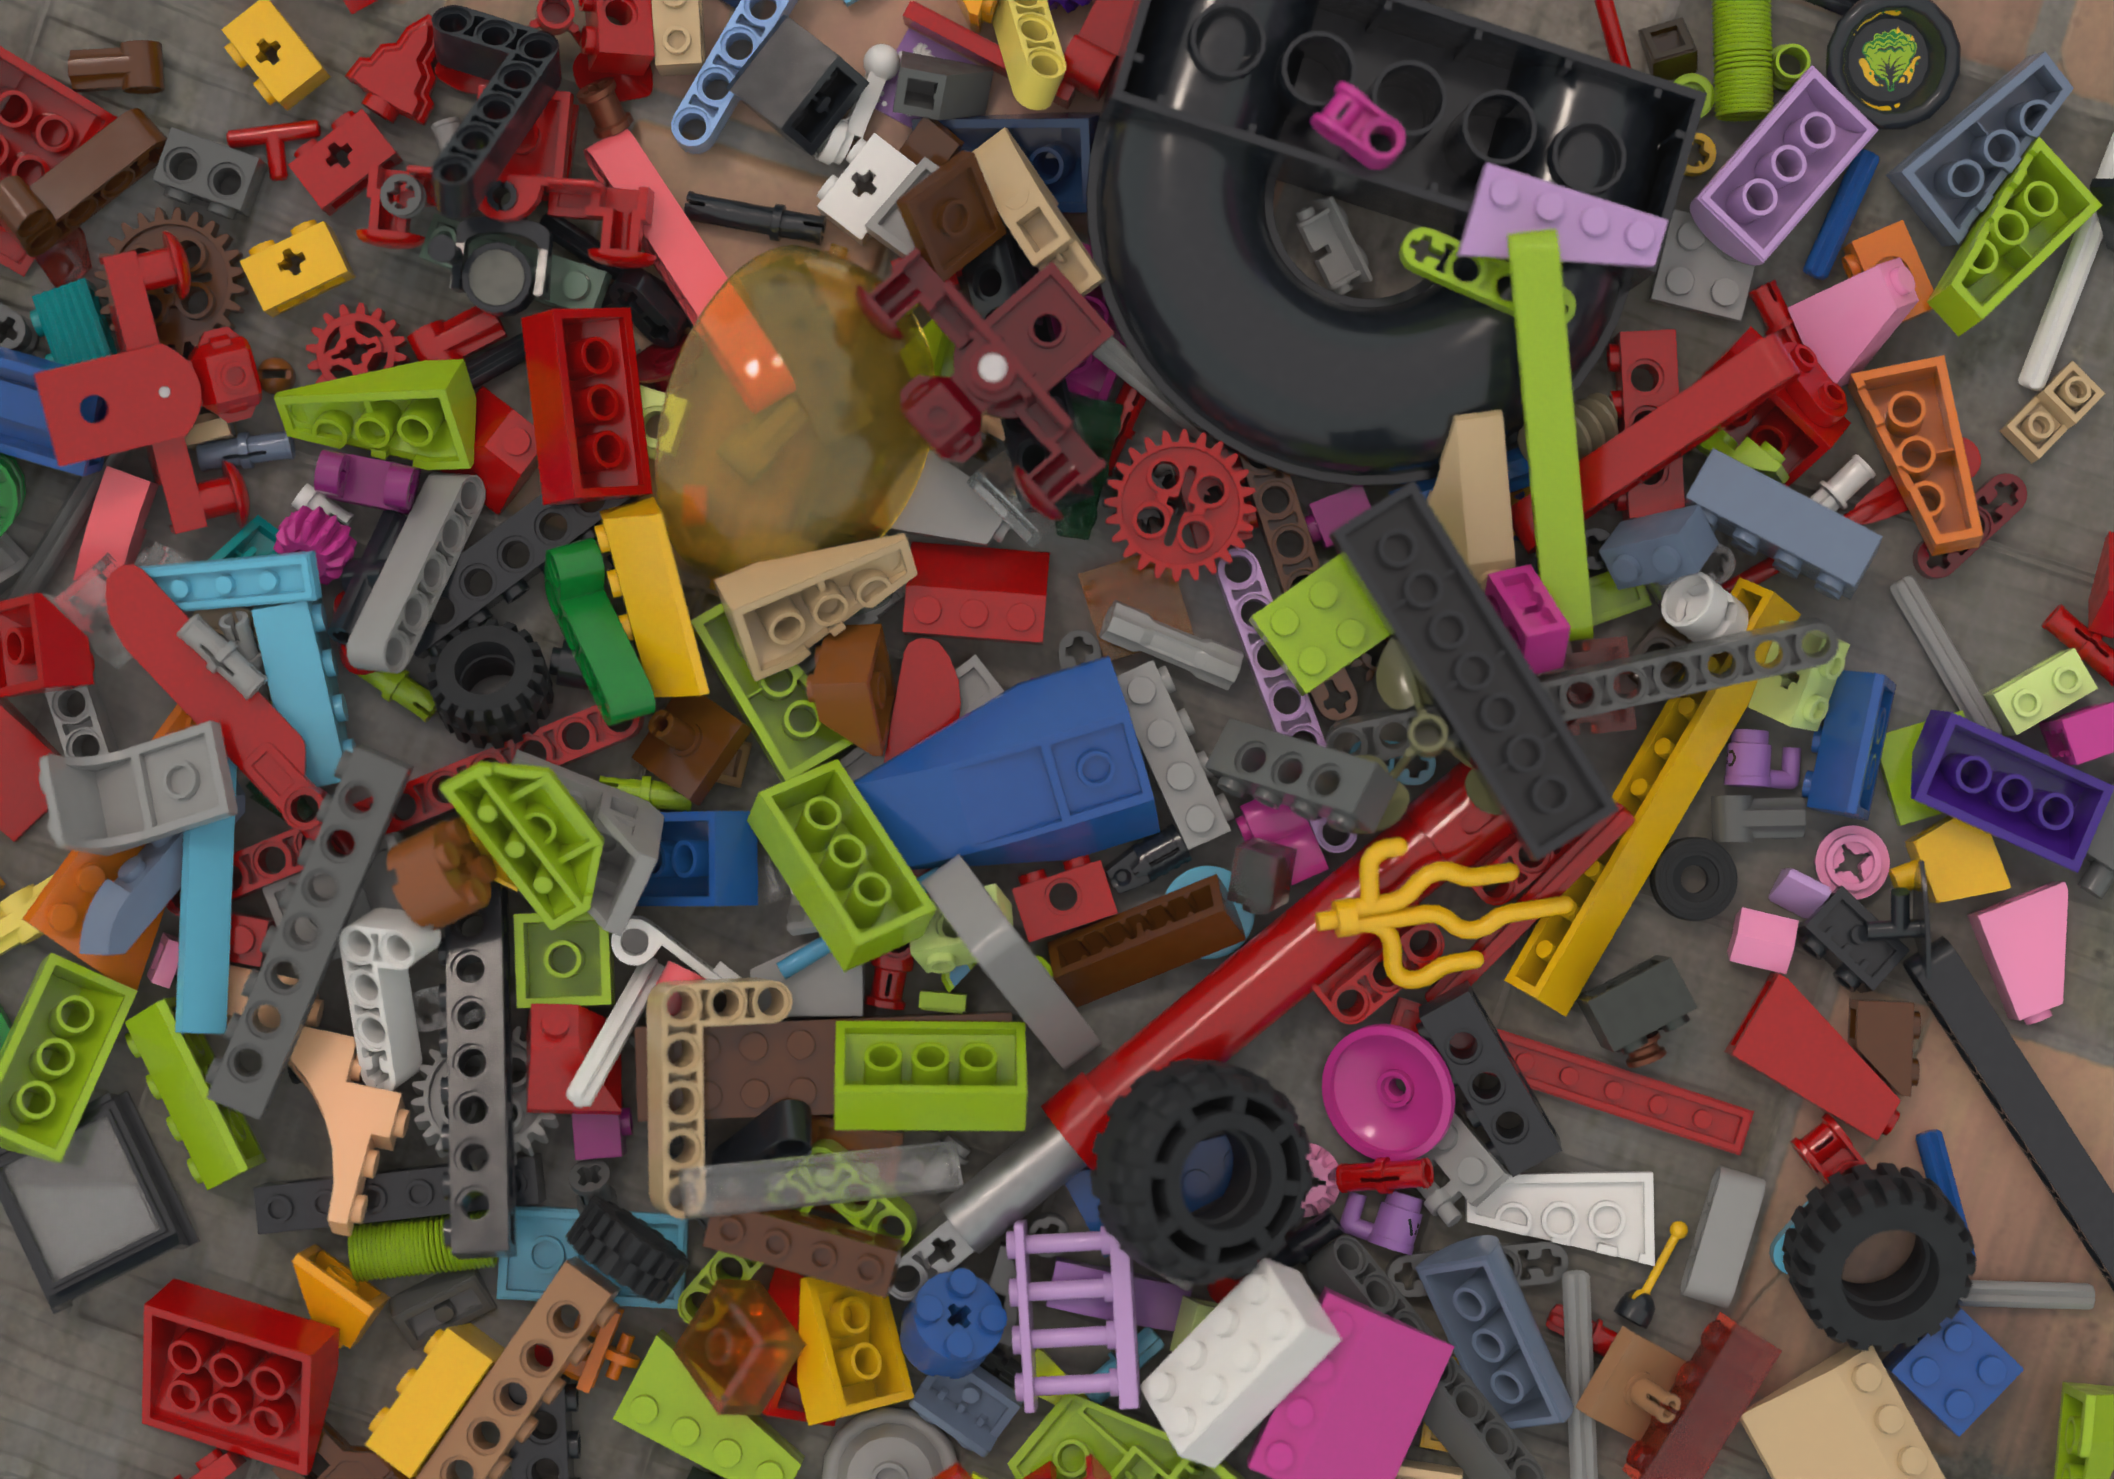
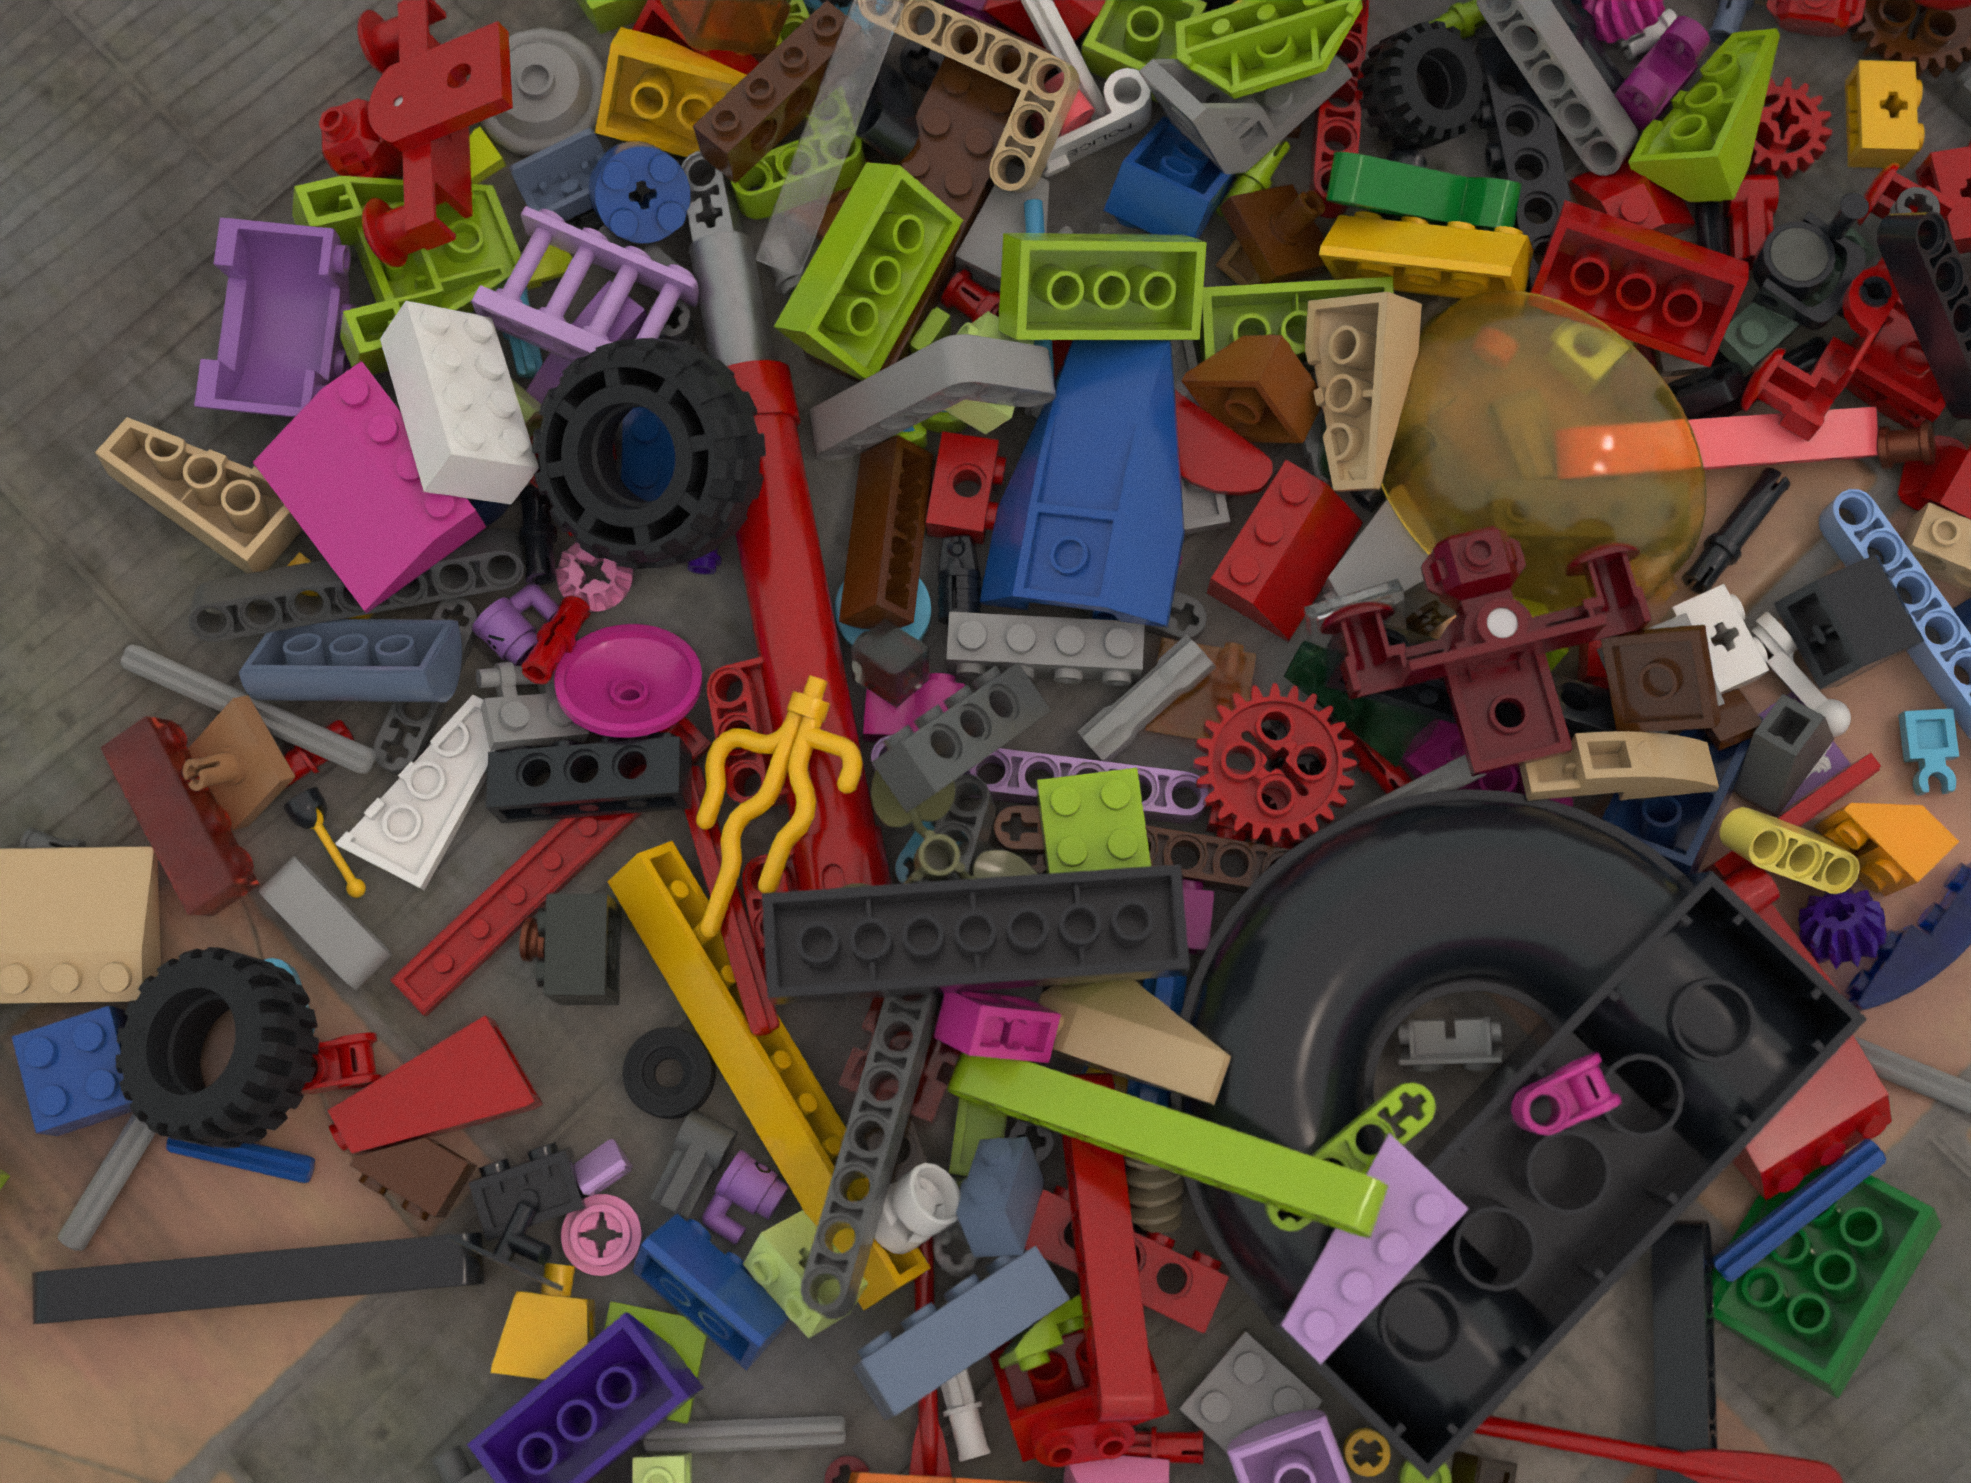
camera: 120 degrees right, 10 degrees down
(274, 385) = (1802, 58): dark orange hinge -> none
(1762, 940) = (574, 1107): bright pink piece -> none
(2026, 949) = (426, 1359): bright pink slope -> none

